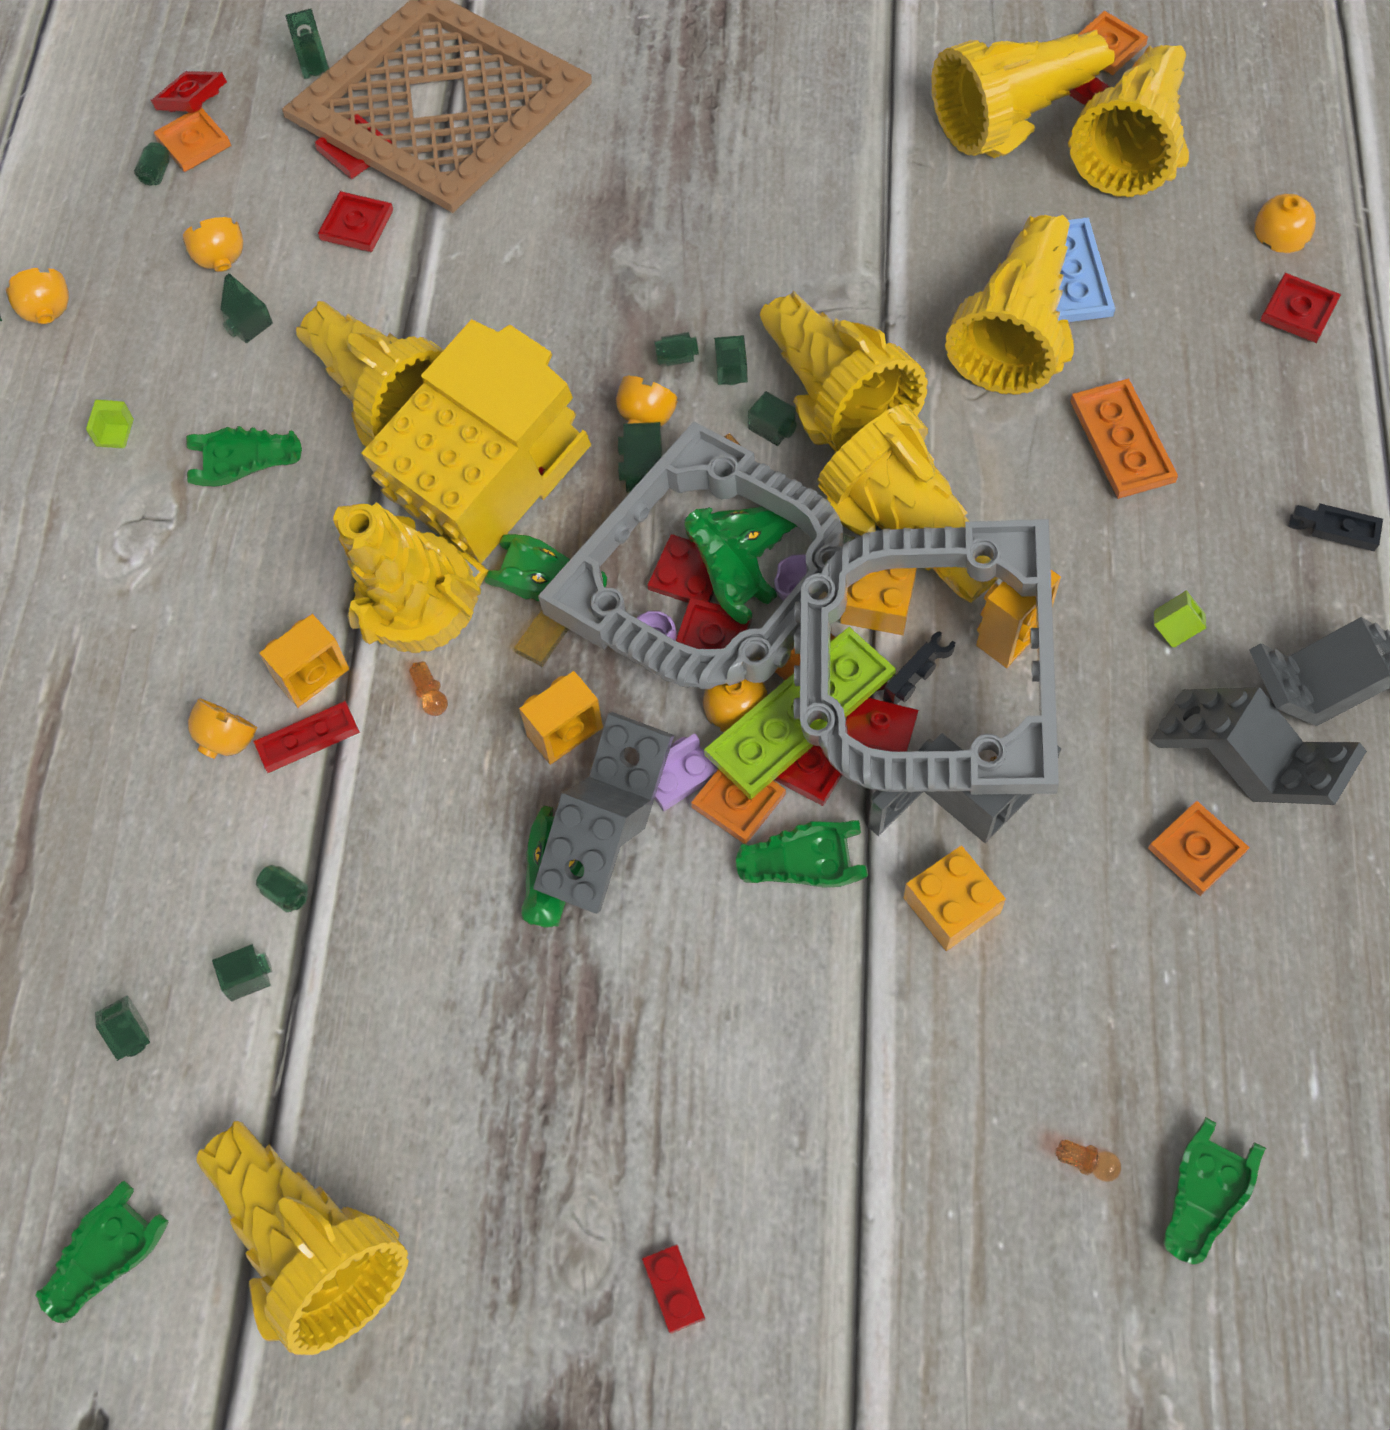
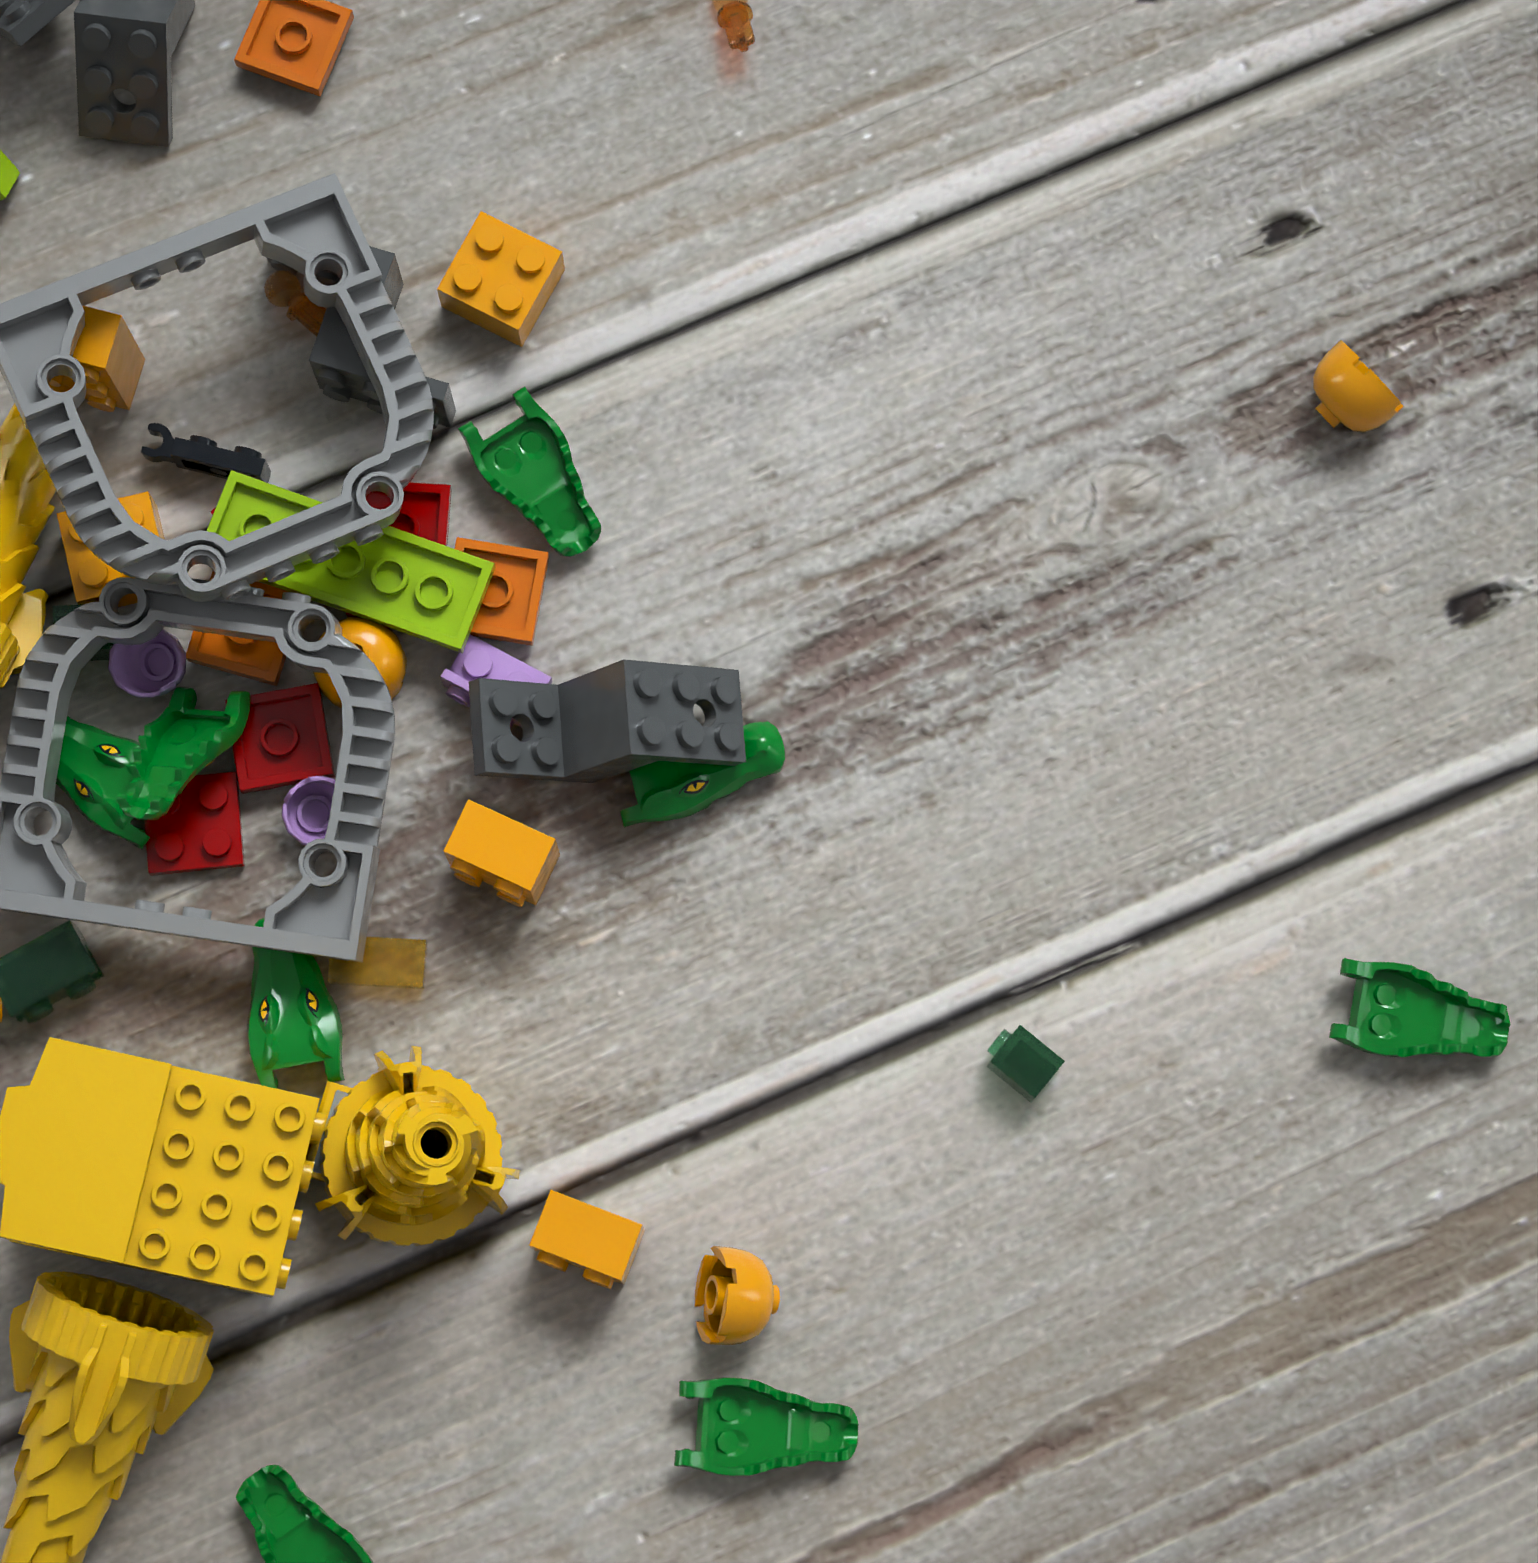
camera: 125 degrees left, 15 degrees up
(122, 1028) = (1168, 1158): clear green brick -> none
(138, 709) = (756, 1428): none -> green animal
(282, 888) = (897, 1082): clear green brick -> none
(306, 737) = (683, 1182): red plate -> none
(317, 1263) = (1292, 761): yellow cone -> none
(433, 701) = (551, 1046): clear orange axle -> none
(673, 1289) = (1103, 380): red plate -> none
(882, 725) = (314, 454): red plate -> none

